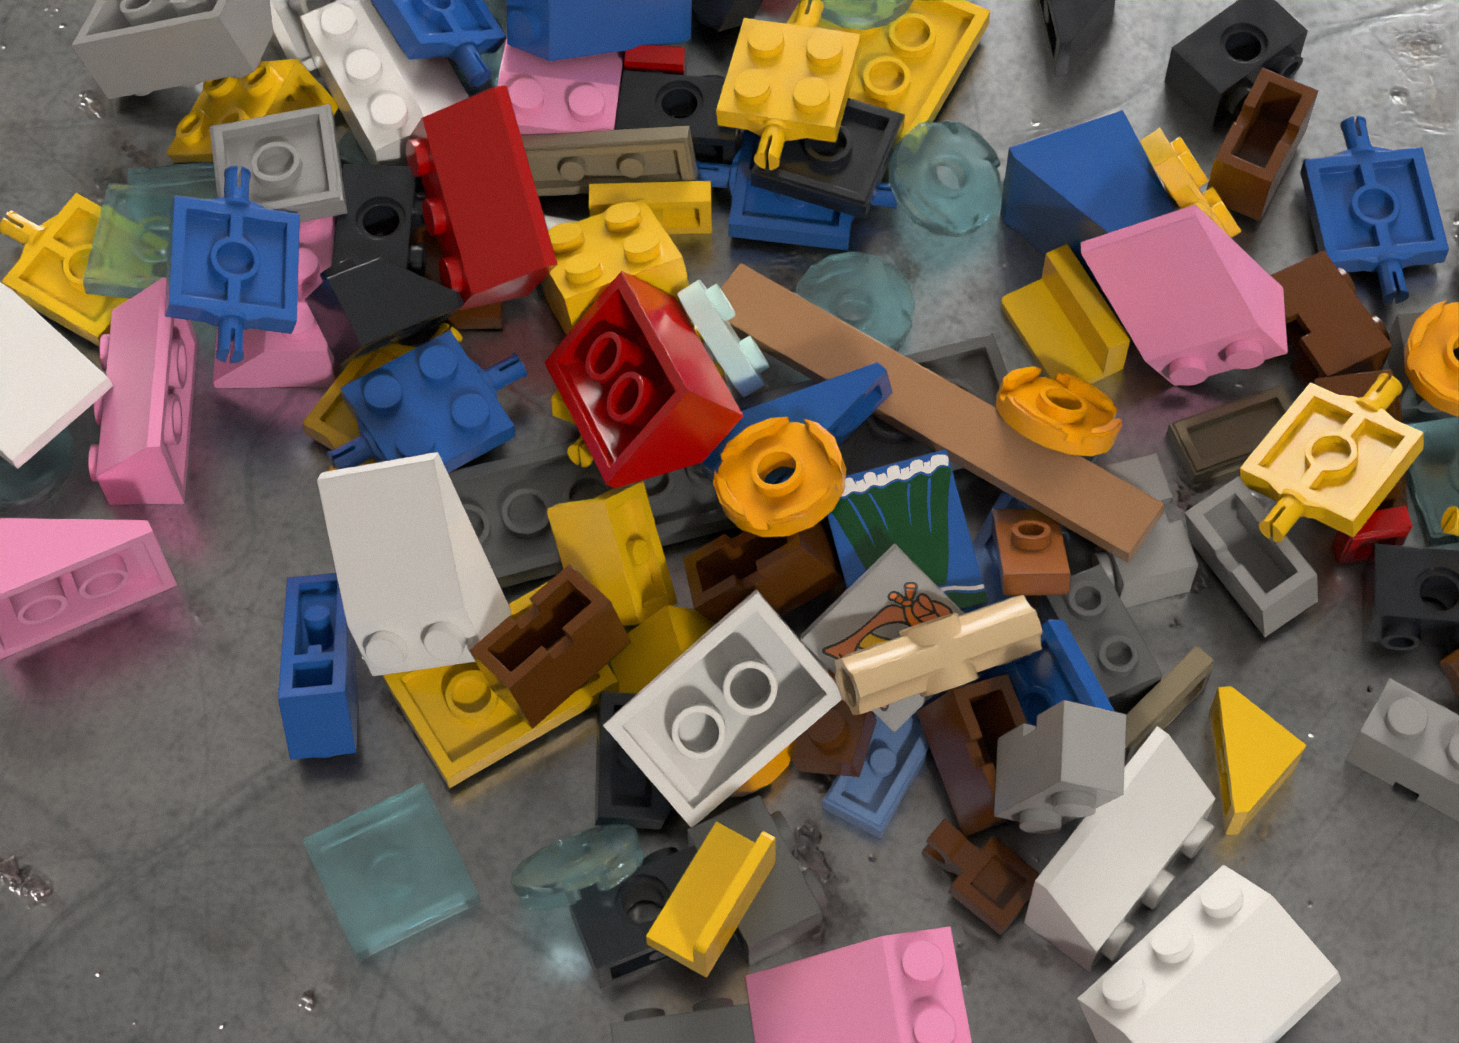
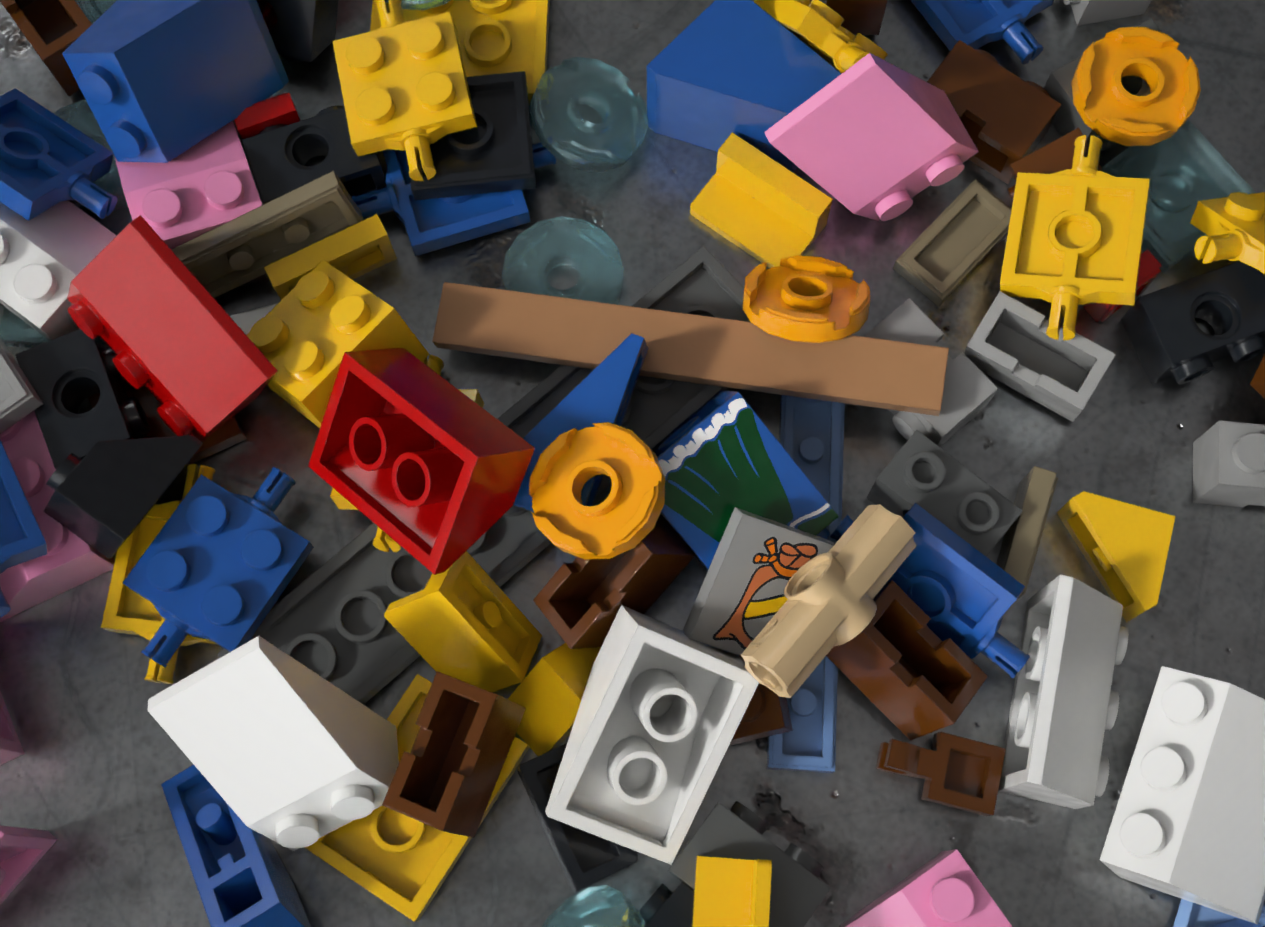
camera: 25 degrees left, 10 degrees up
(710, 314) = (446, 351): light aqua plate -> none
(1030, 553) = (848, 448): dark orange plate -> none
(1060, 766) = (1002, 660): light grey brick -> none

